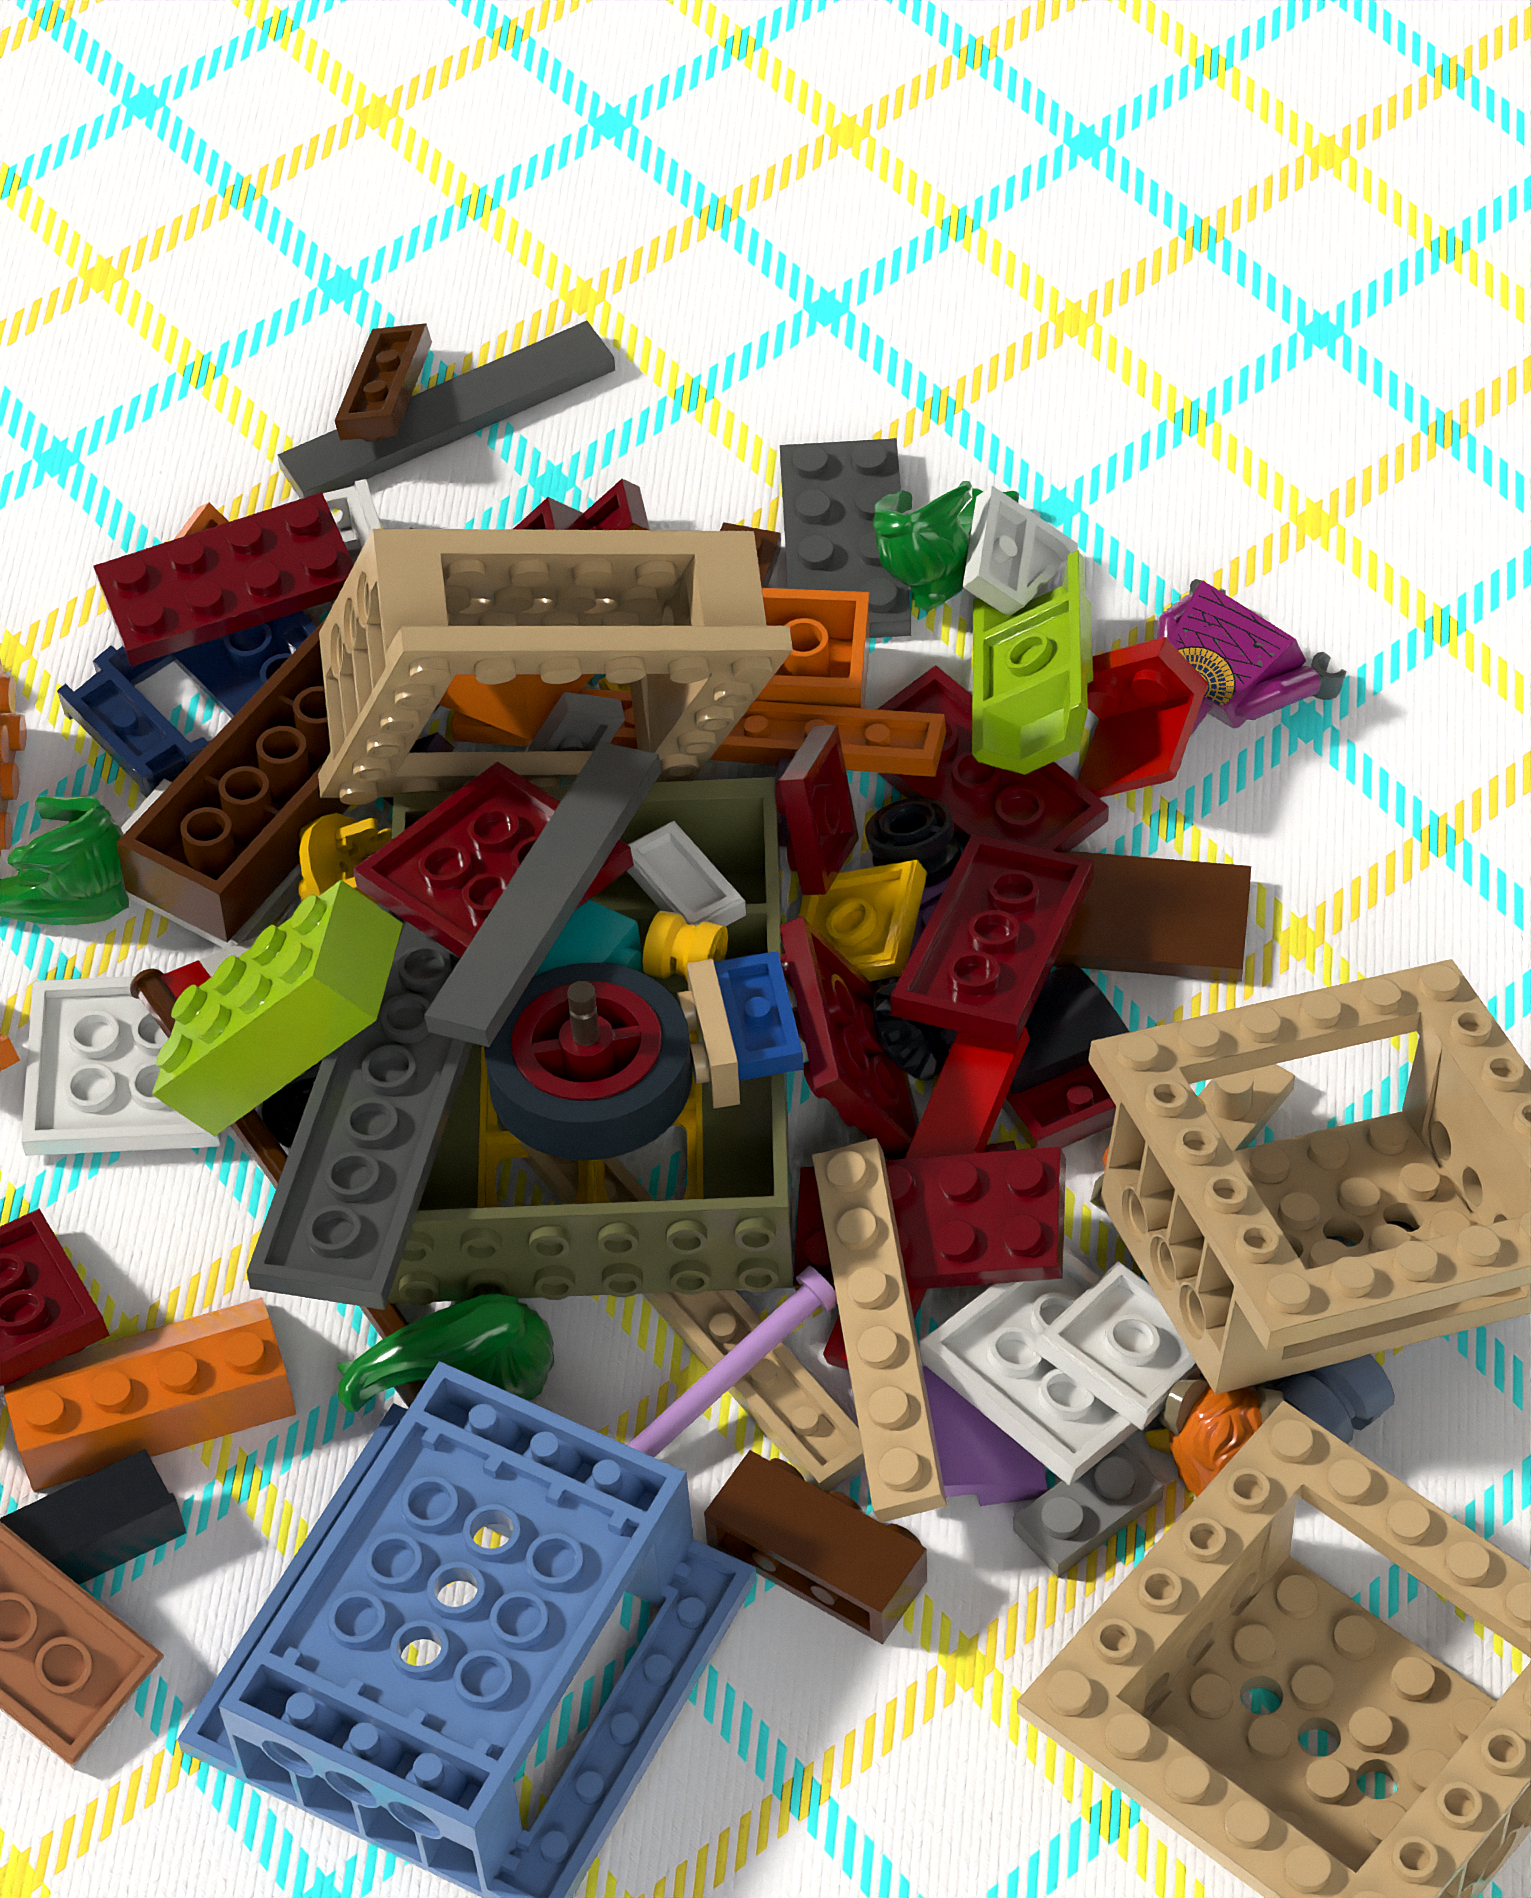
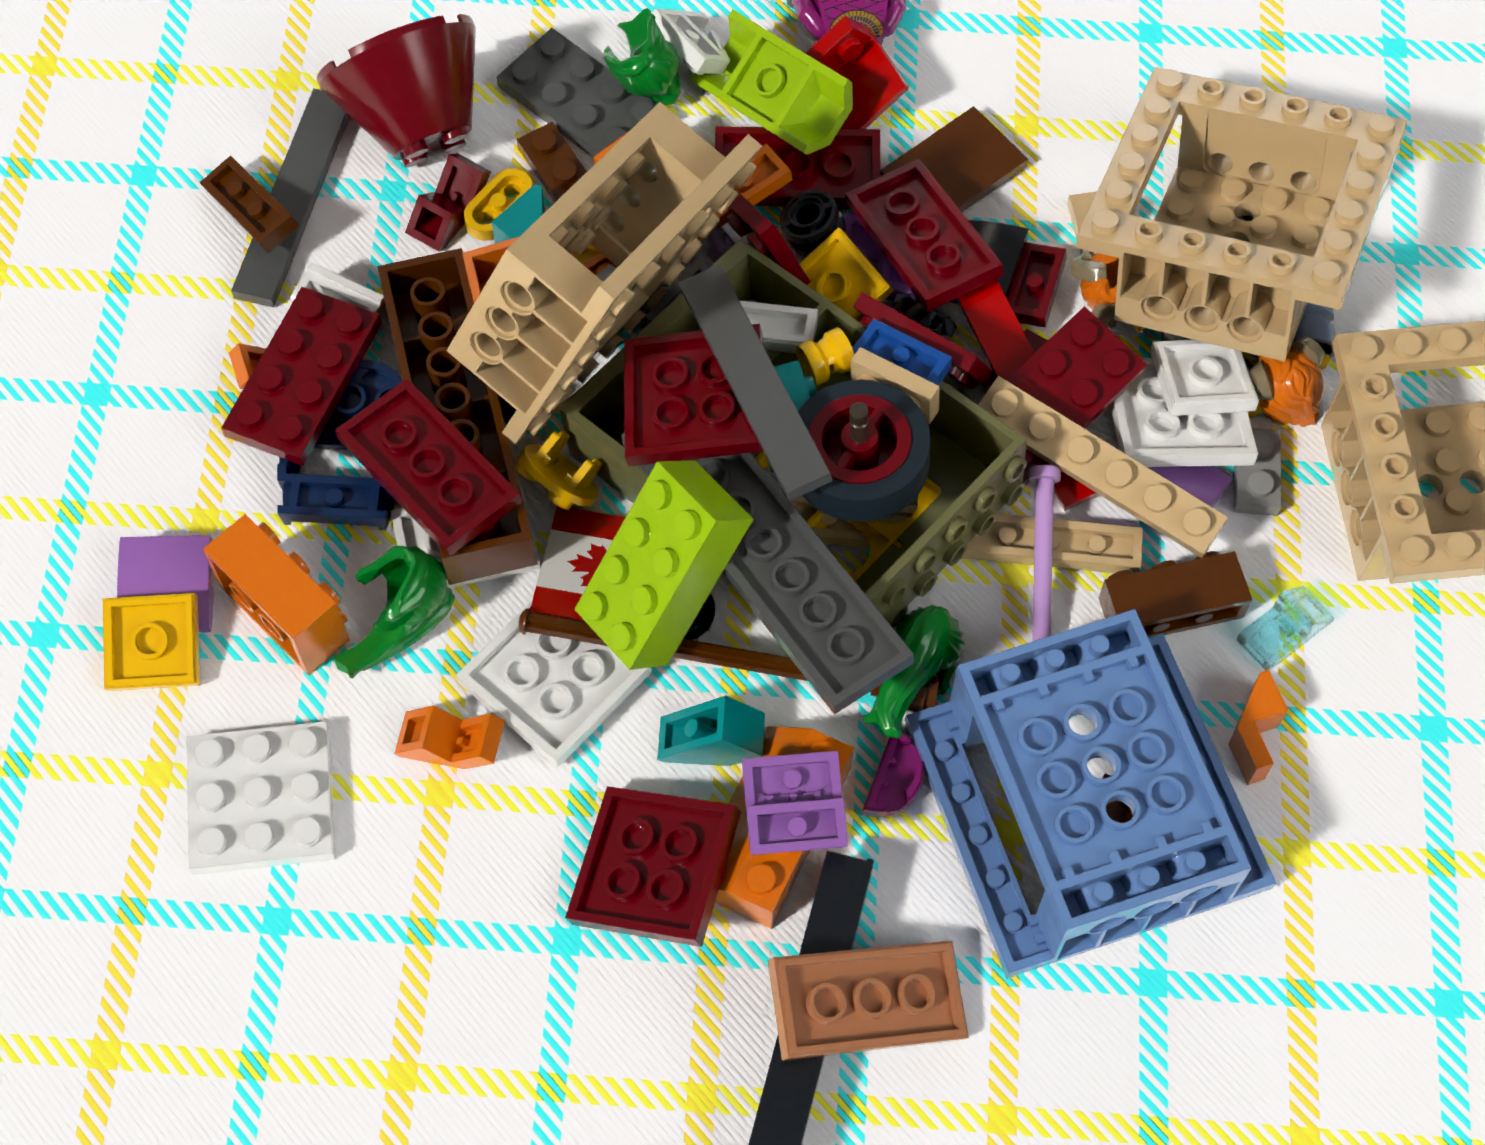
camera: 50 degrees left, 10 degrees up
(152, 1363) = (794, 803): none -> medium lavender slope
(194, 1253) = (712, 733): none -> teal slope
(202, 744) = (428, 467): none -> dark red plate
(313, 1458) = (896, 779): none -> magenta plate
(649, 377) = (410, 87): none -> dark red cone
(749, 1739) = (1261, 713): none -> orange slope
(912, 1692) = (1284, 627): none -> clear light blue slope

